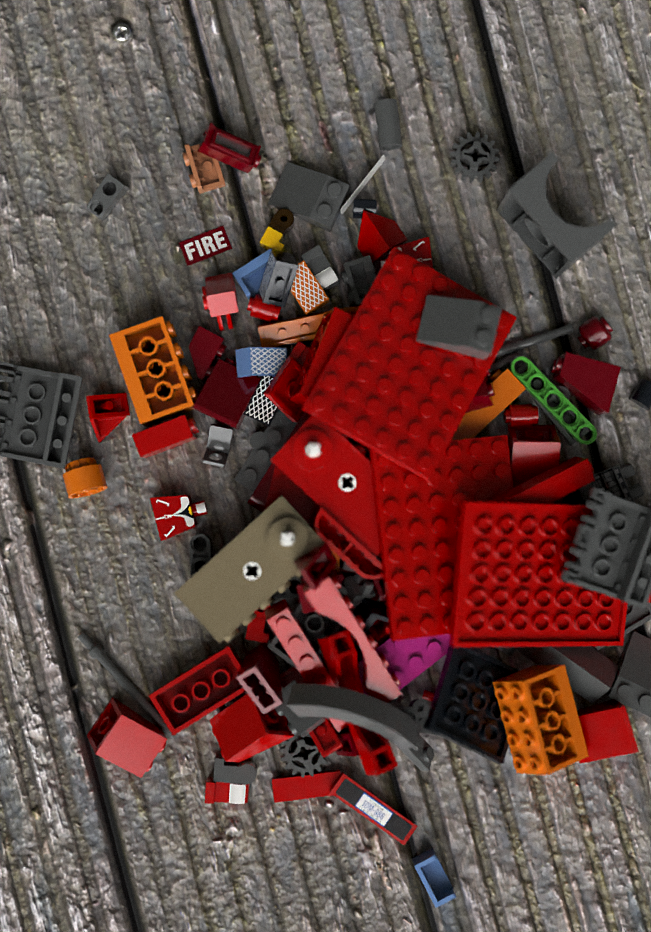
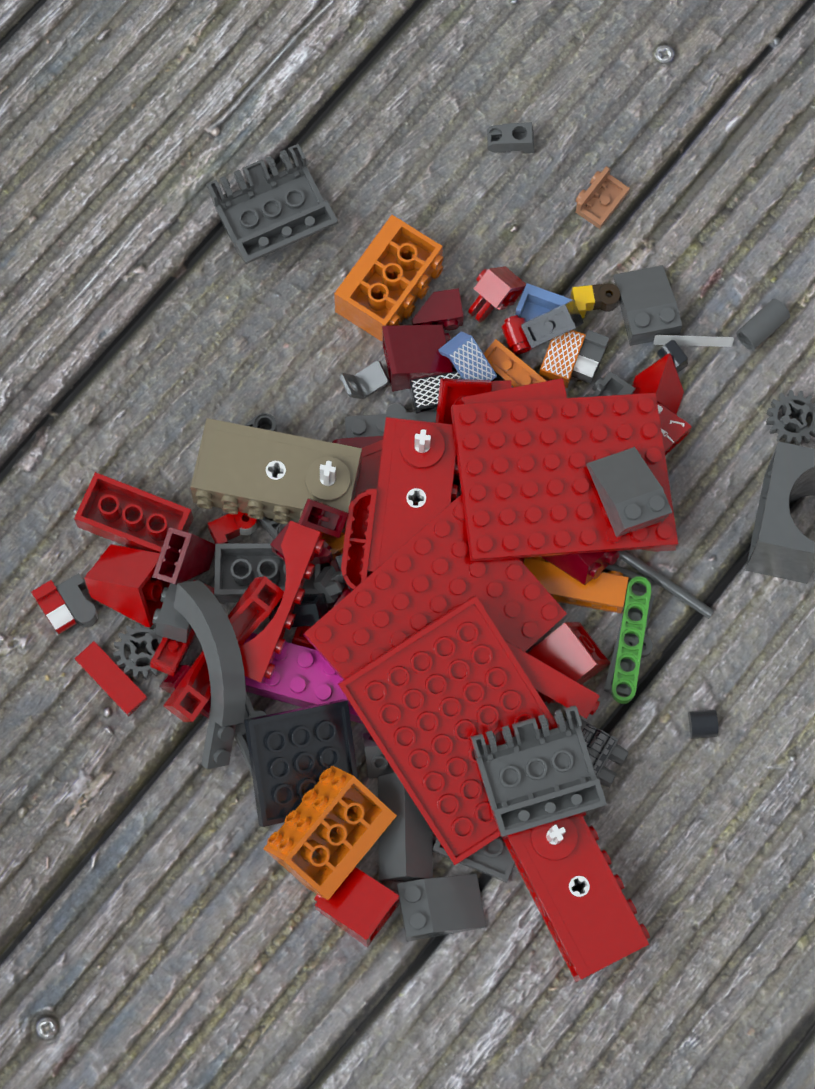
camera: 50 degrees right, 15 degrees down
(84, 478) = (248, 288): orange piece -> none
(96, 652) = (99, 409): dark grey bar -> none
(107, 412) = (321, 267): red slope -> none
(126, 738) = (40, 487): slope -> none
(165, 436) = (338, 328): red brick -> none
(176, 514) = (275, 388): red torso -> none
(205, 245) = (534, 249): dark red sticker -> none
(230, 149) = (633, 206): dark red window -> none
(299, 648) = (234, 569): arch -> none
(373, 808) = (133, 751): tile -> none
(434, 877) = (108, 851): medium blue panel -> none
(521, 415) = (596, 624): red brick -> none
(587, 380) = (674, 654): dark red slope -> none
(595, 332) = (722, 635): dark red head -> none

